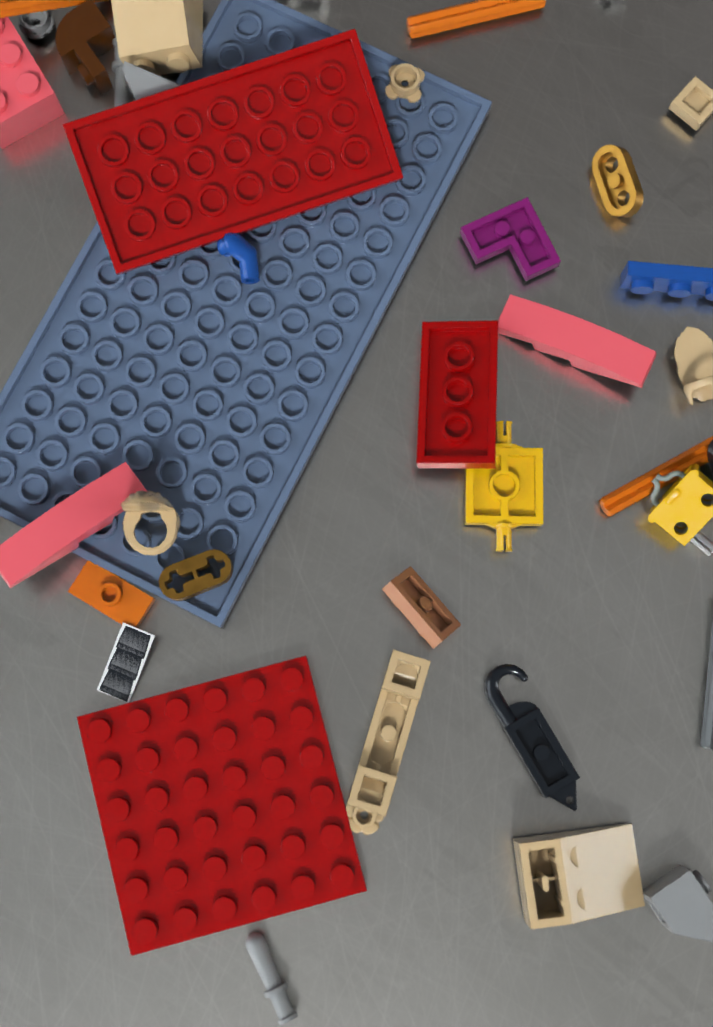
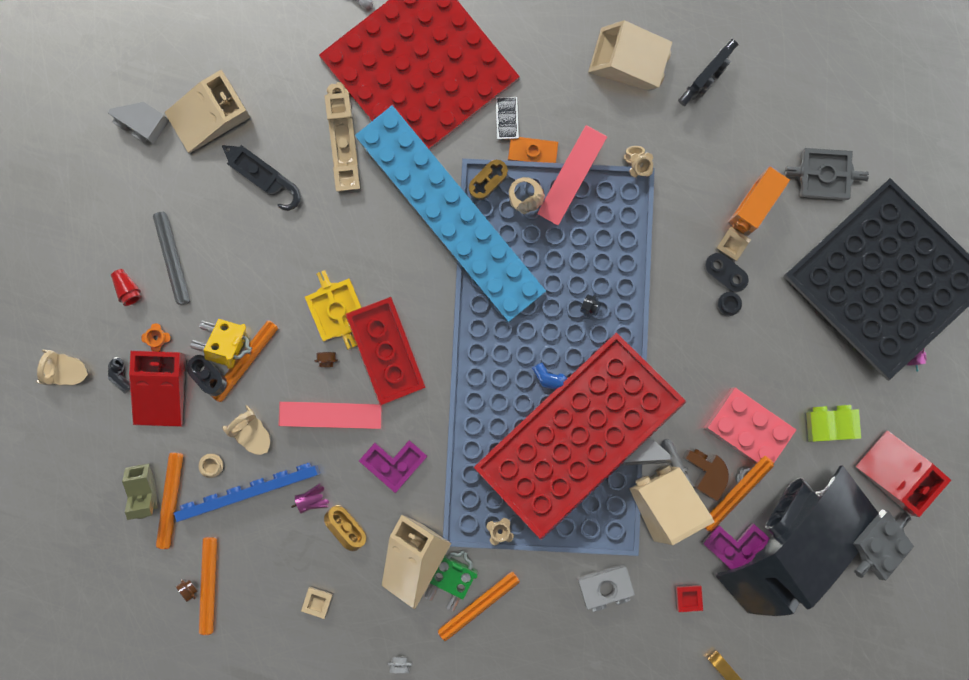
camera: 155 degrees right, 5 degrees up
(134, 326) = (590, 305): none -> black plate
(276, 555) = (450, 213): none -> dark azure plate
(421, 607) = (354, 219): nougat plate -> none
(496, 59) = (453, 574): none -> green piece
(540, 96) = (412, 560): none -> tan slope
(547, 423) = (326, 359): none -> reddish brown plate
(660, 238) = (310, 500): none -> flat silver piece

